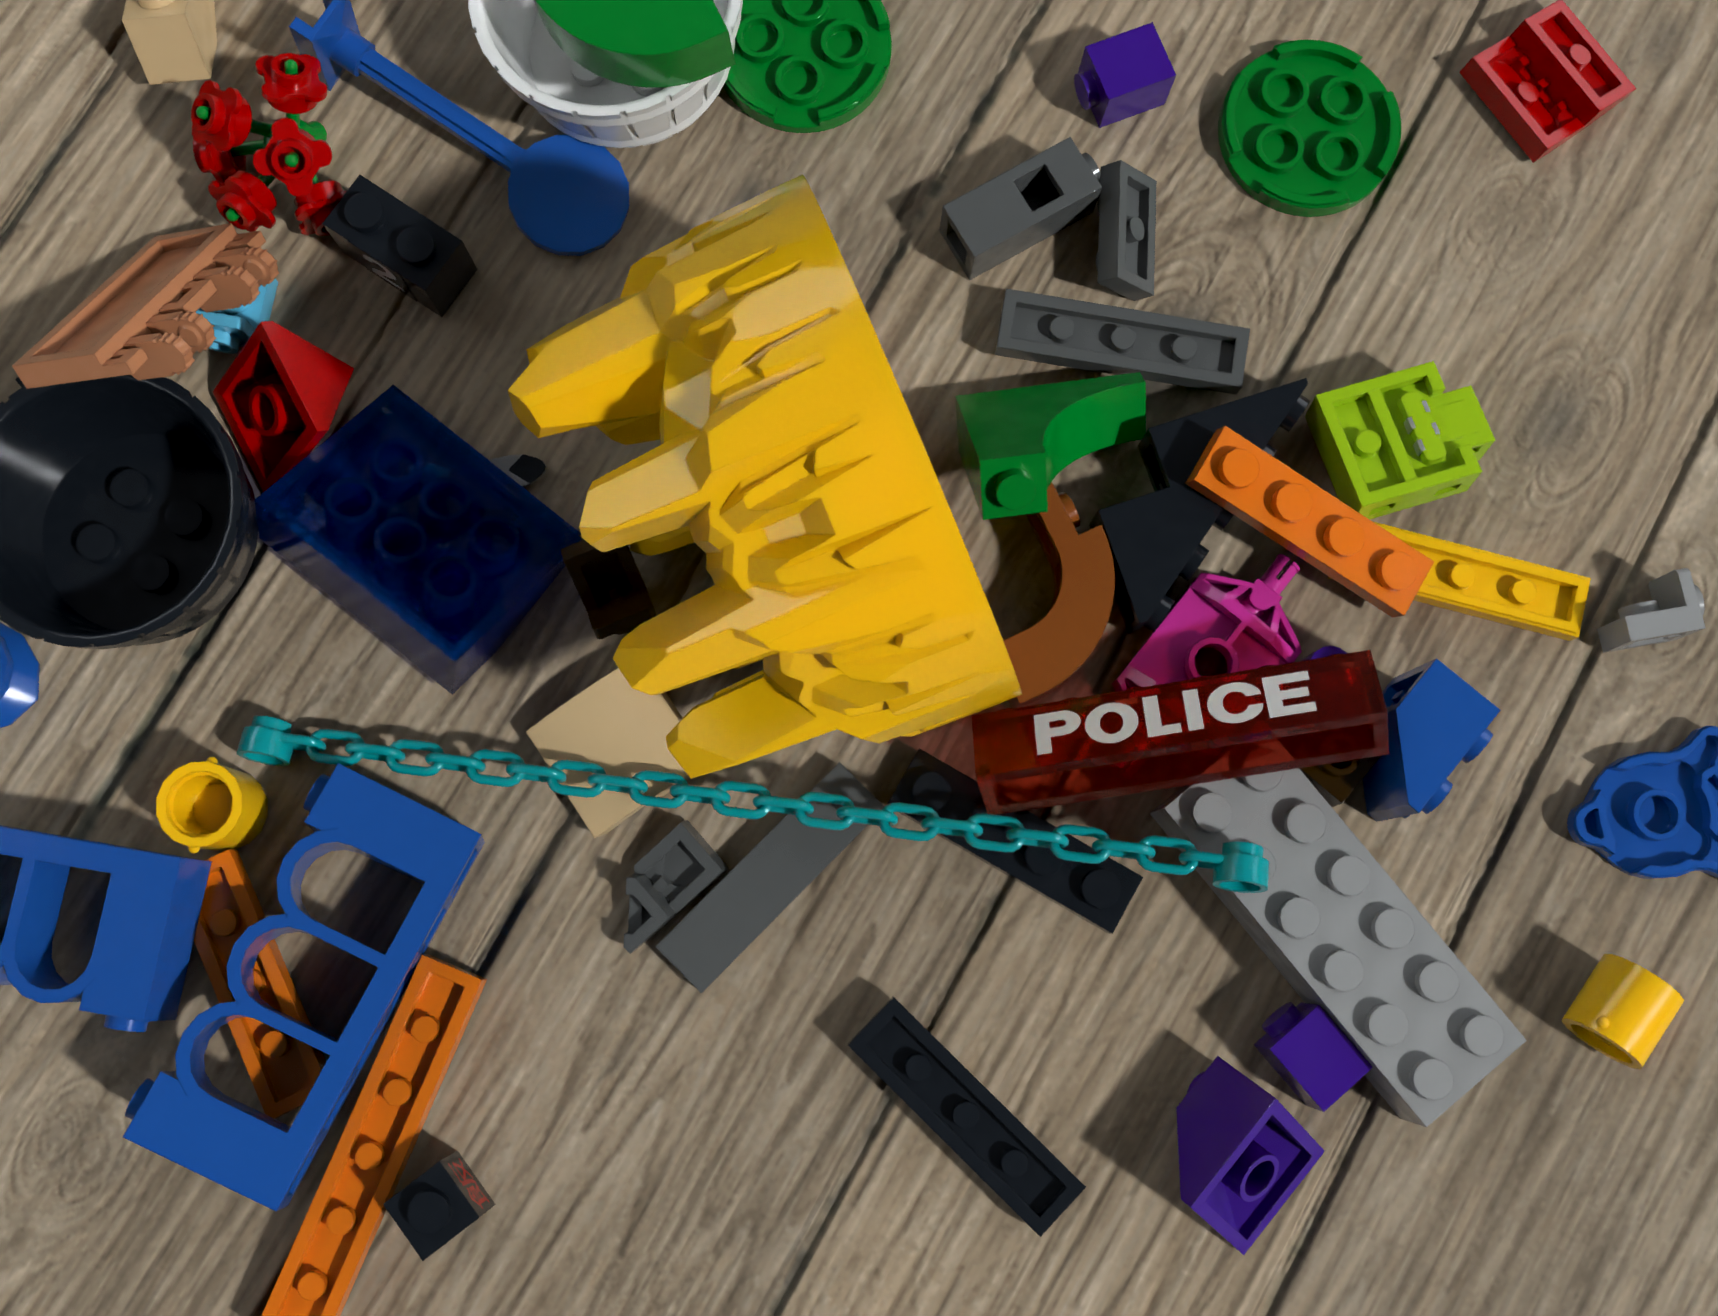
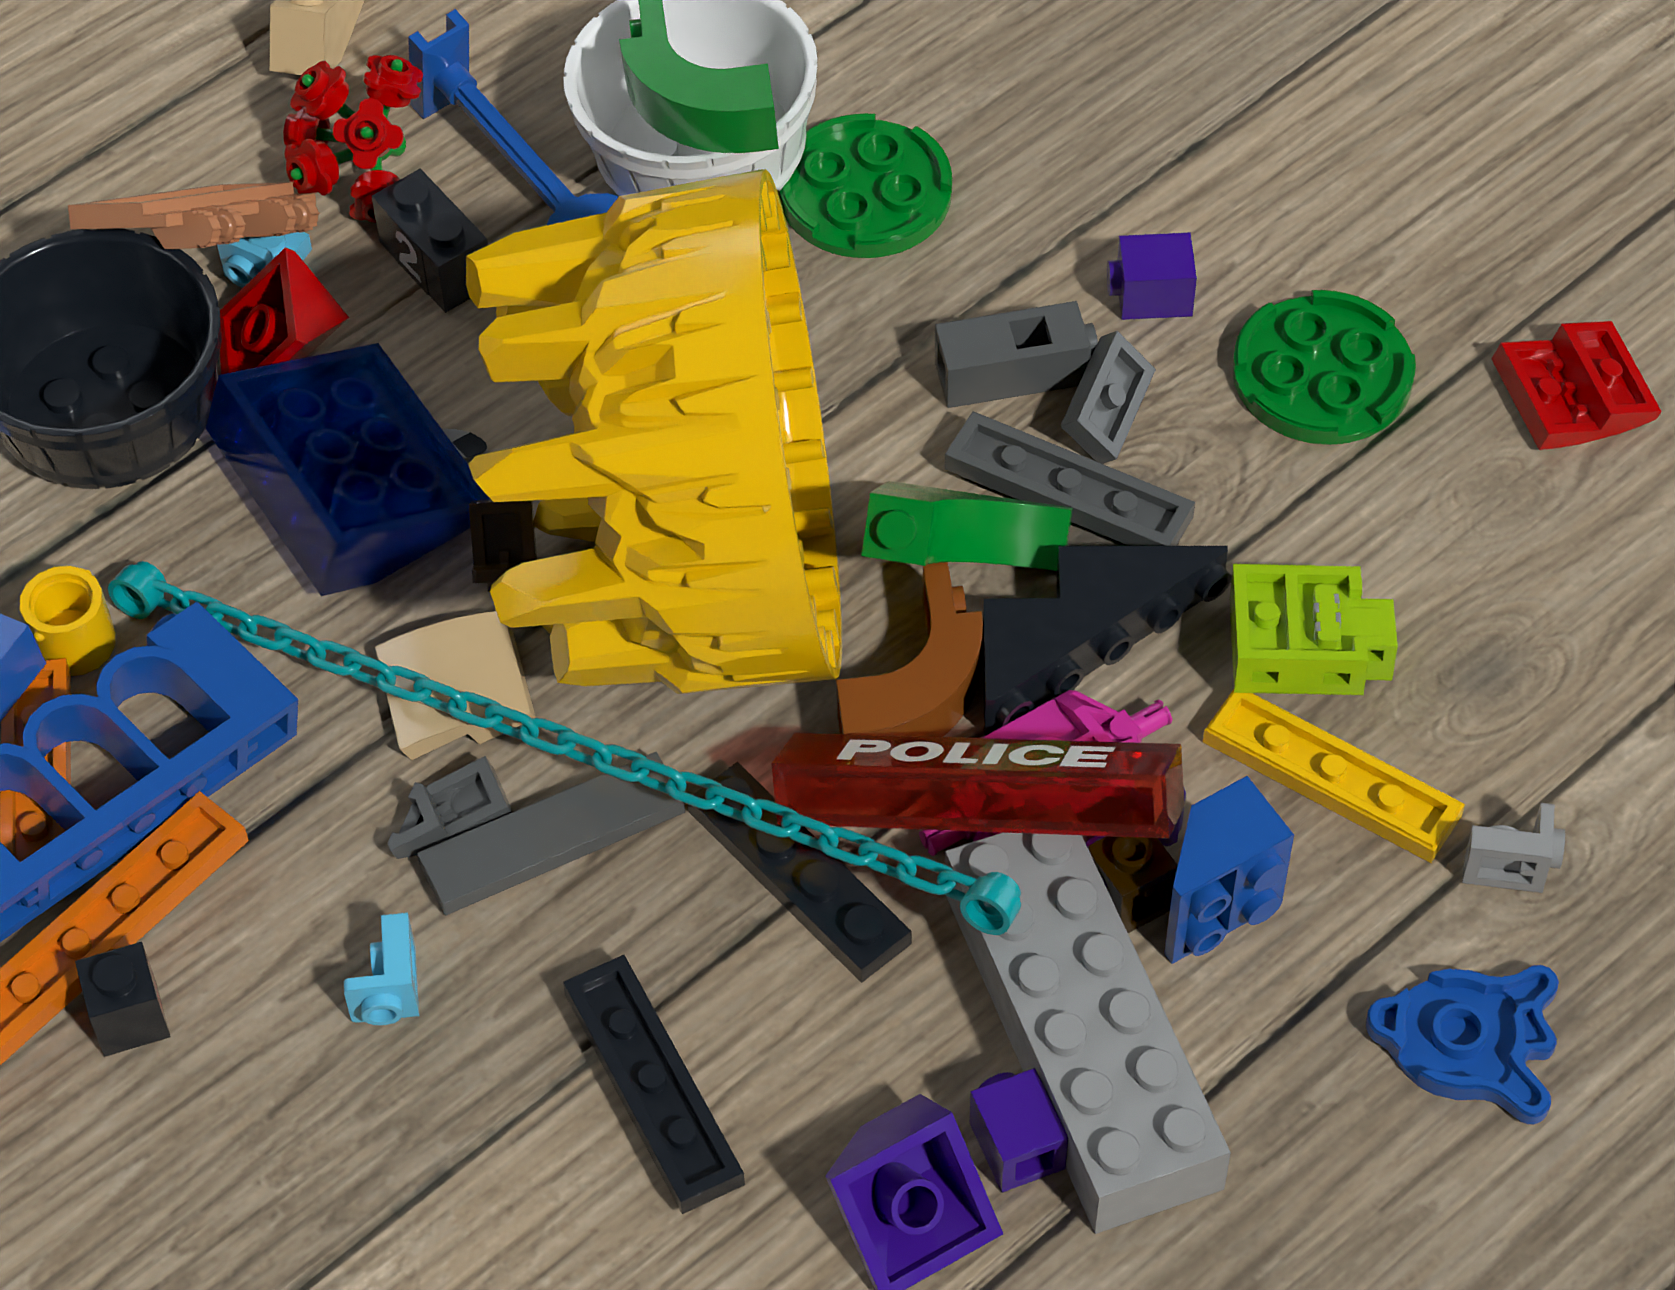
camera: 25 degrees right, 25 degrees down
(682, 1076) = (394, 985): none -> medium azure bracket
(1309, 522) = (1186, 664): orange plate -> none
(1623, 1010) = (1352, 1179): yellow piece -> none

